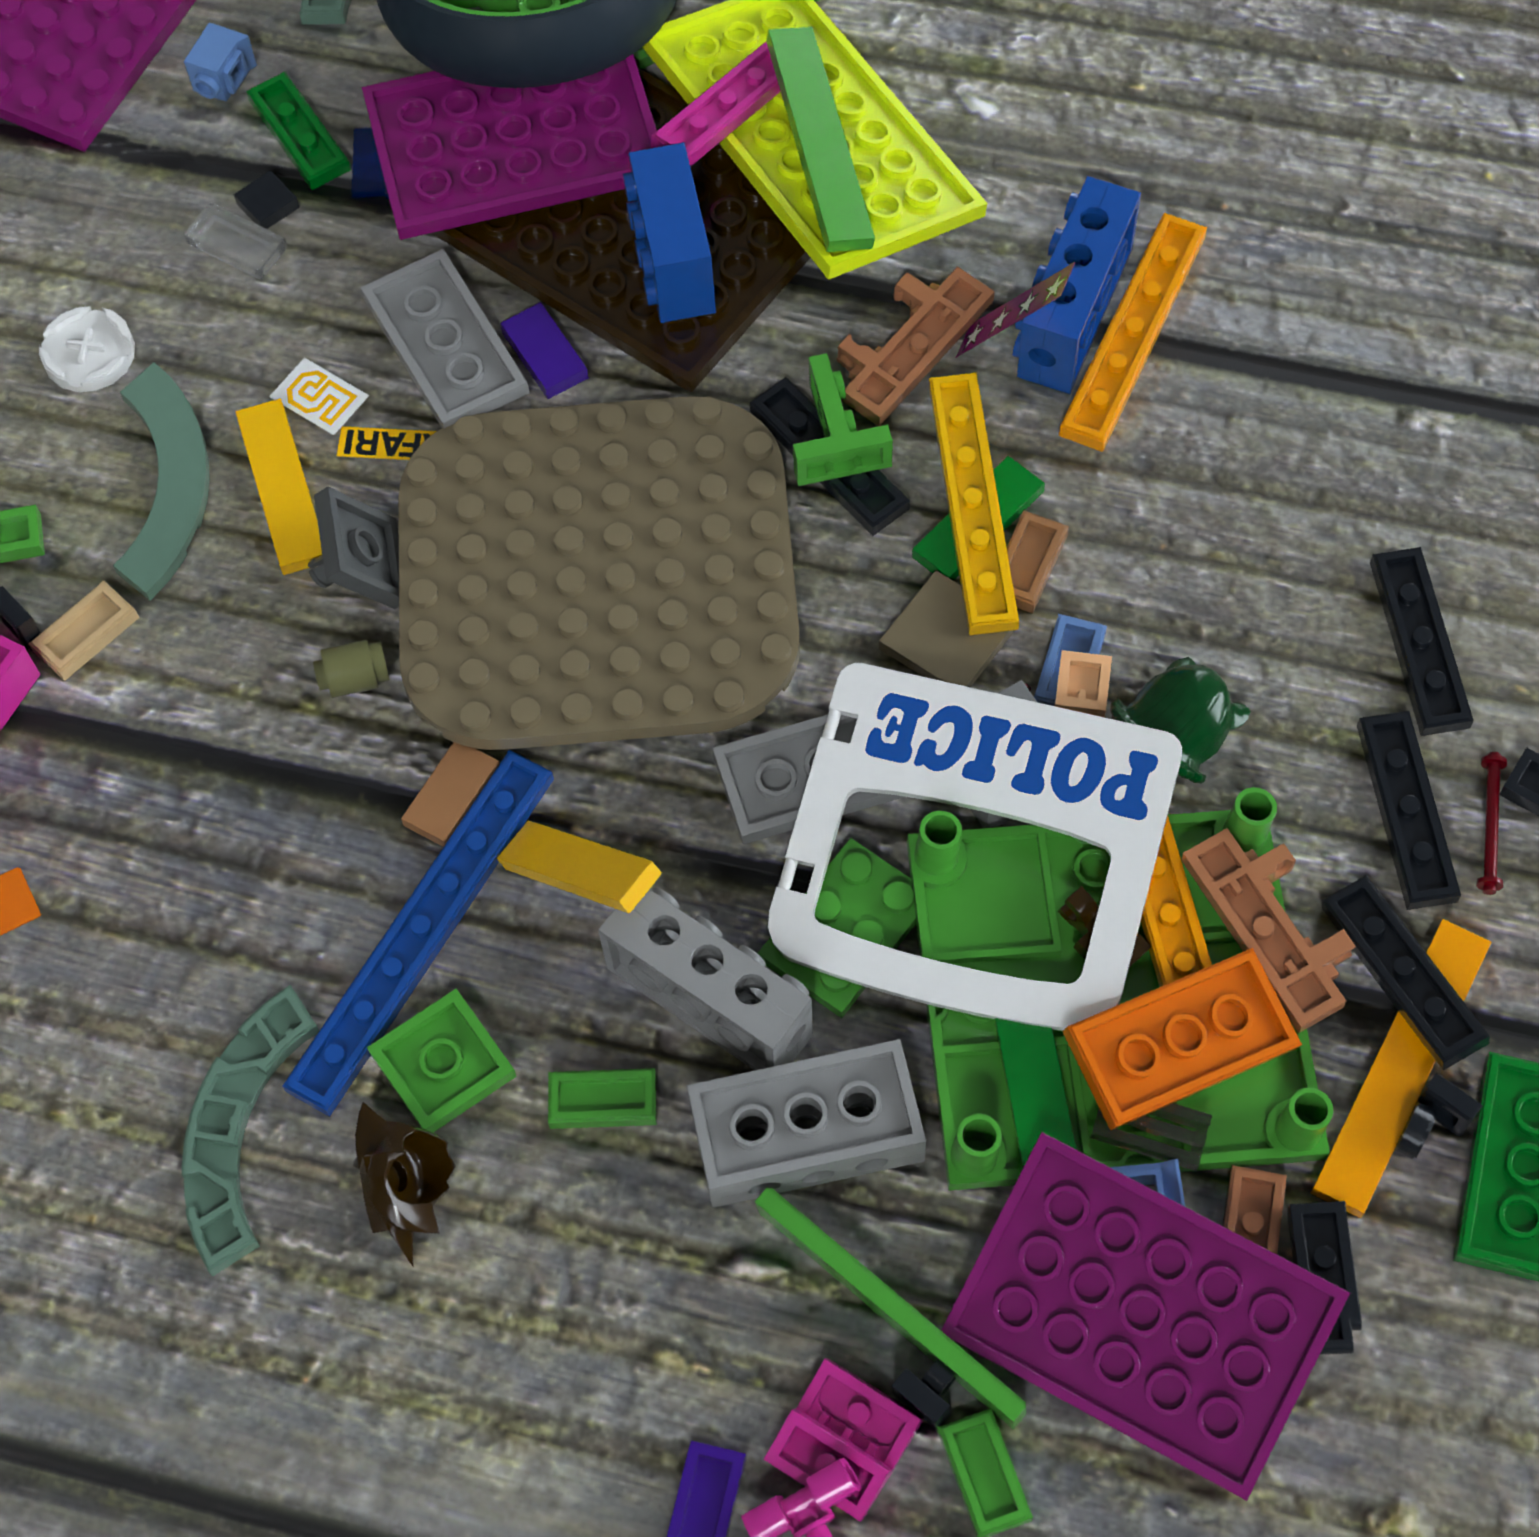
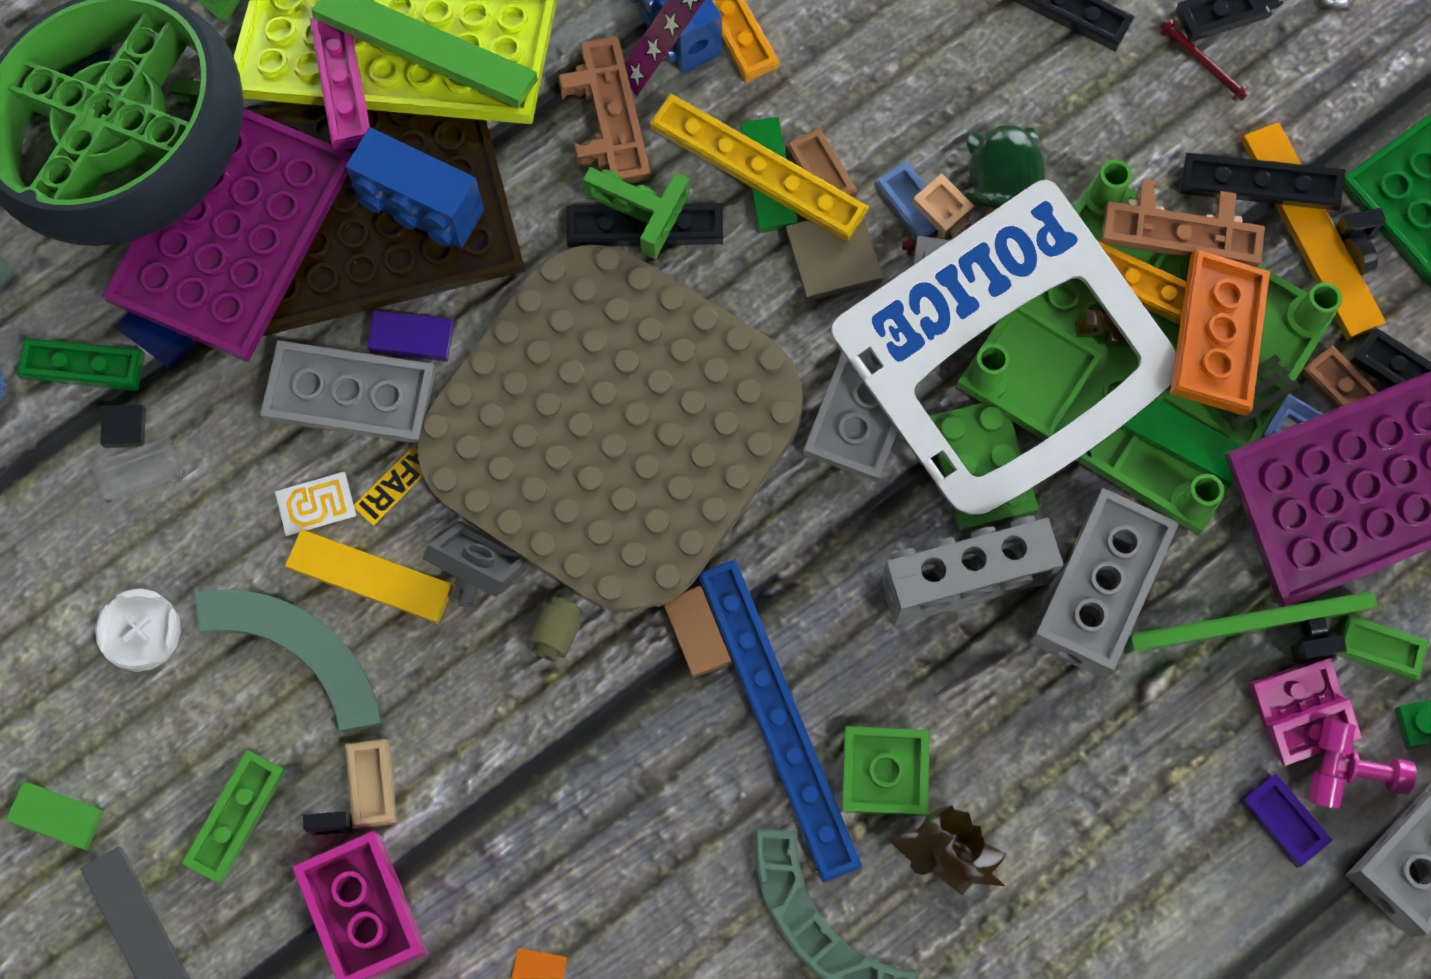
camera: 55 degrees left, 10 degrees up
(579, 866) = (834, 589): yellow tile -> none
(602, 1098) = (982, 691): bright green tile -> none
(1408, 810) = (1158, 97): black tile -> none

